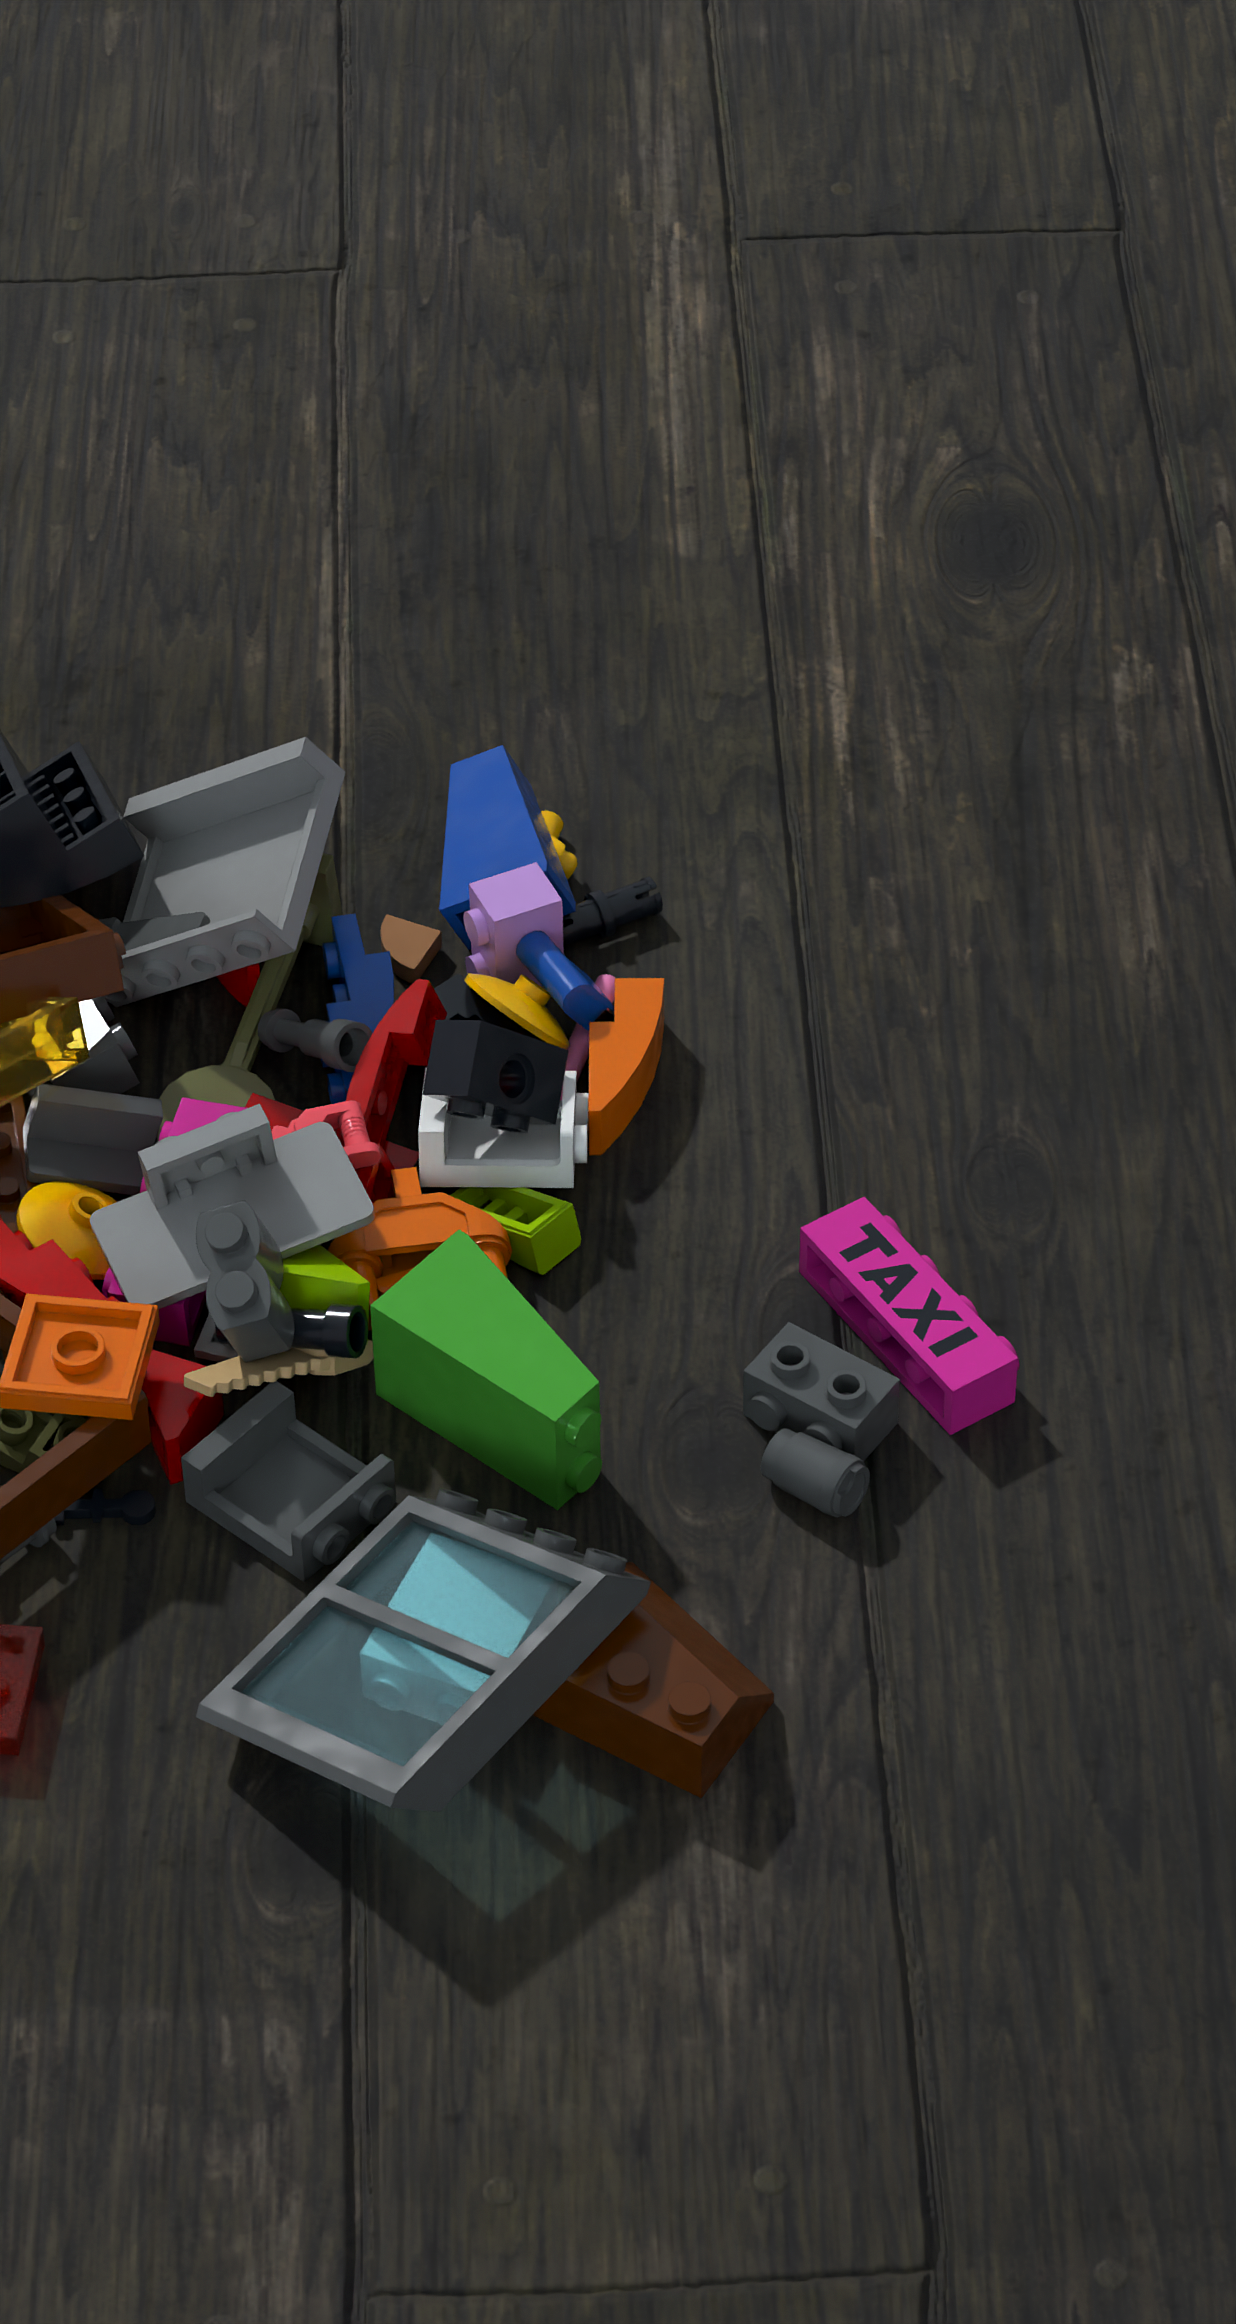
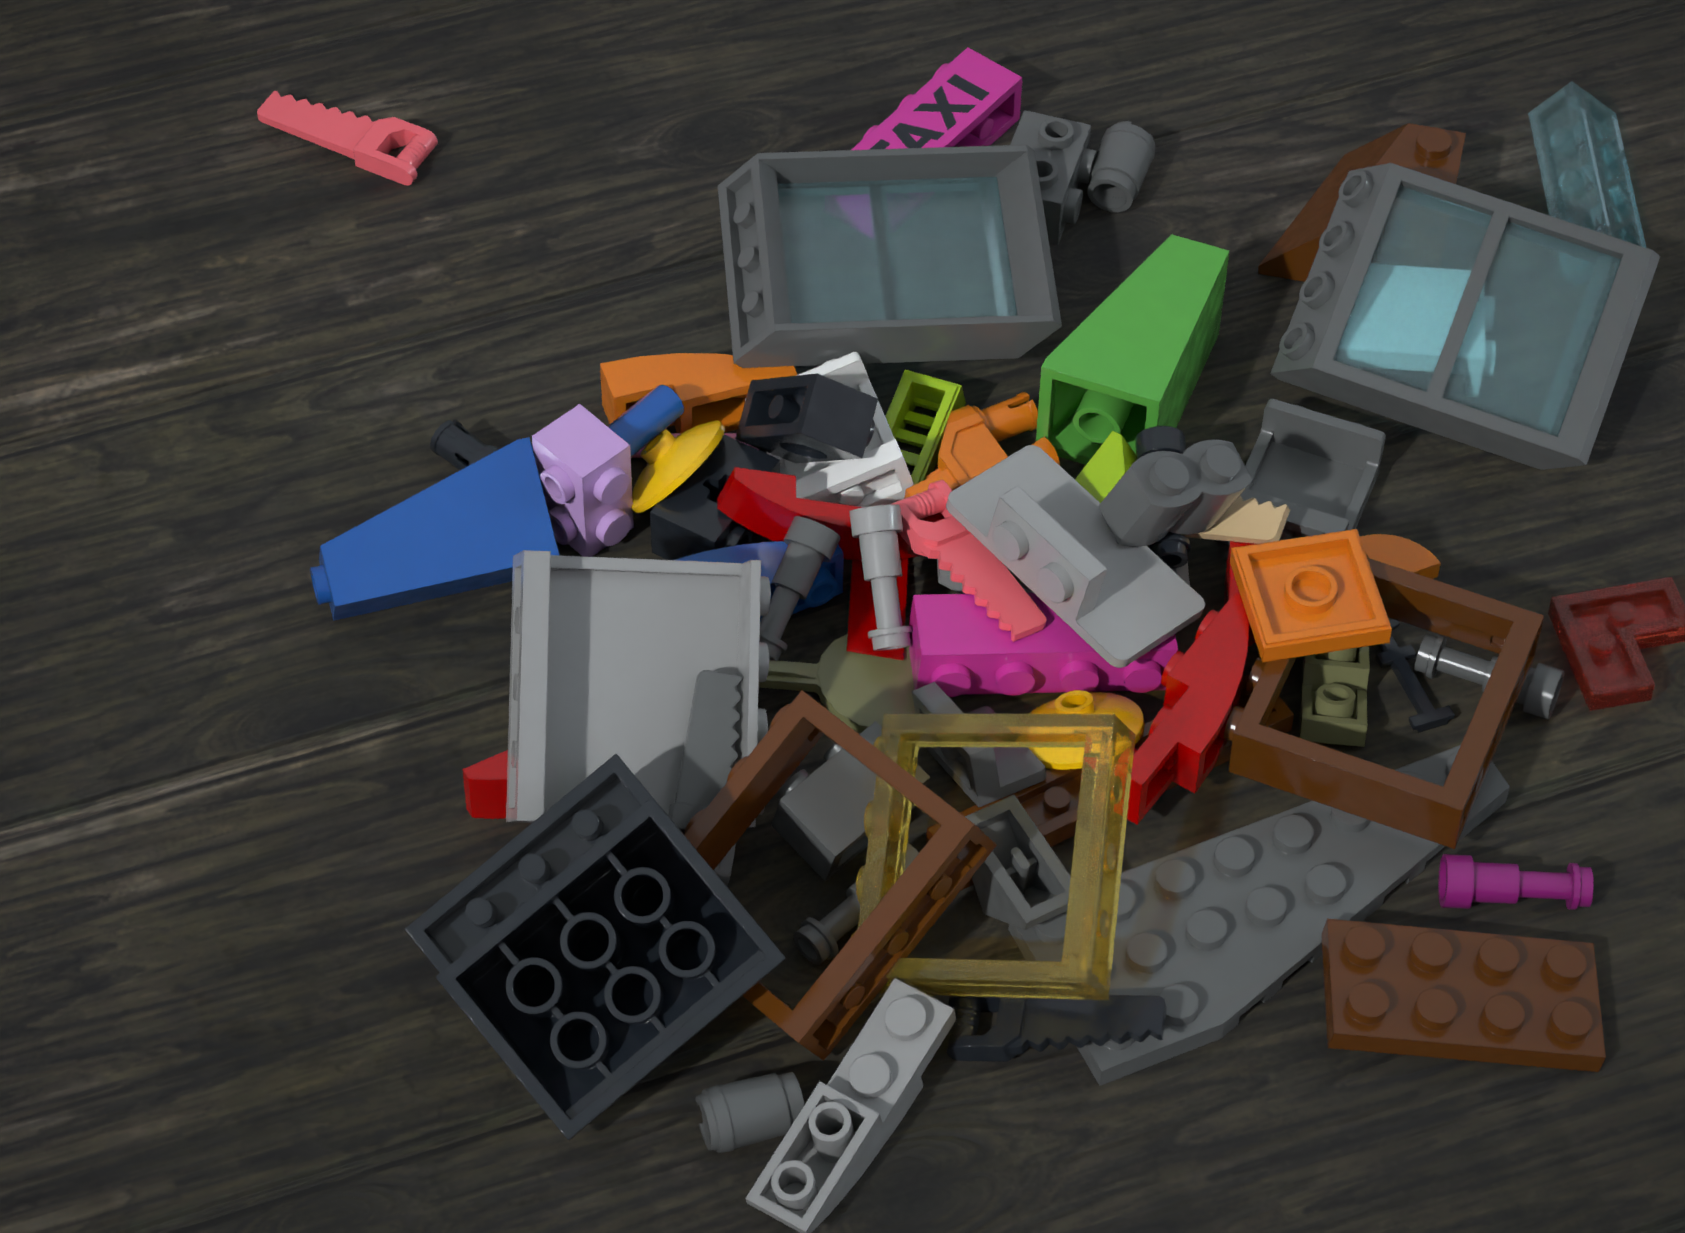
camera: 110 degrees left, 5 degrees up
(170, 1538) = (1401, 554): none -> orange tile
(327, 1083) = (881, 565): none -> light grey piece
(624, 1875) = (1585, 164): none -> clear light blue fence
(697, 1196) = (887, 256): none -> window
(1096, 909) = (353, 136): none -> coral piece

